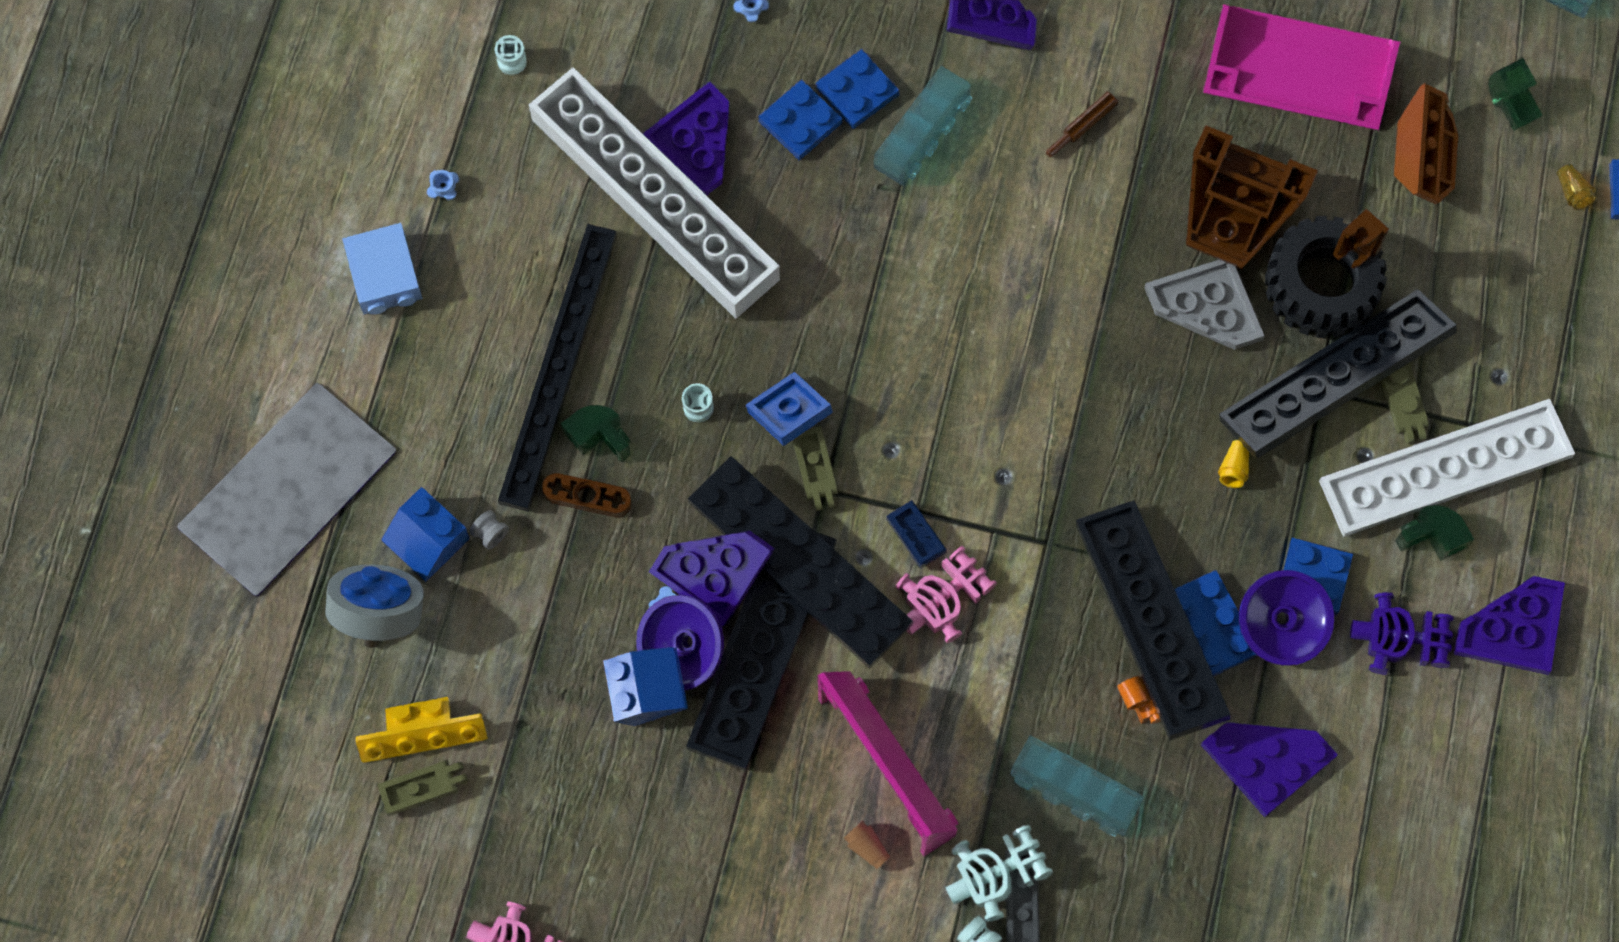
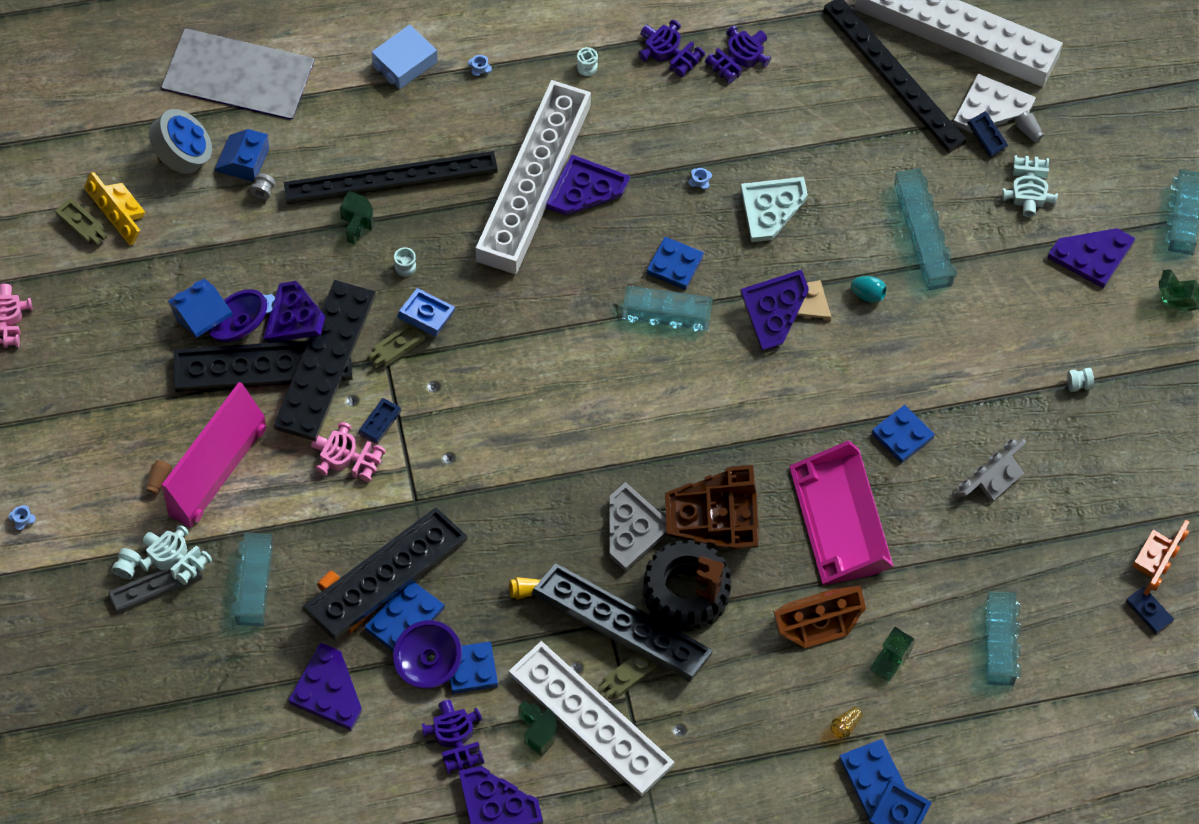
camera: 60 degrees right, 10 degrees down
(611, 493) = (315, 222): reddish brown beam -> none
(800, 119) = (634, 240): blue plate -> none
(1084, 122) = (725, 402): reddish brown axle -> none

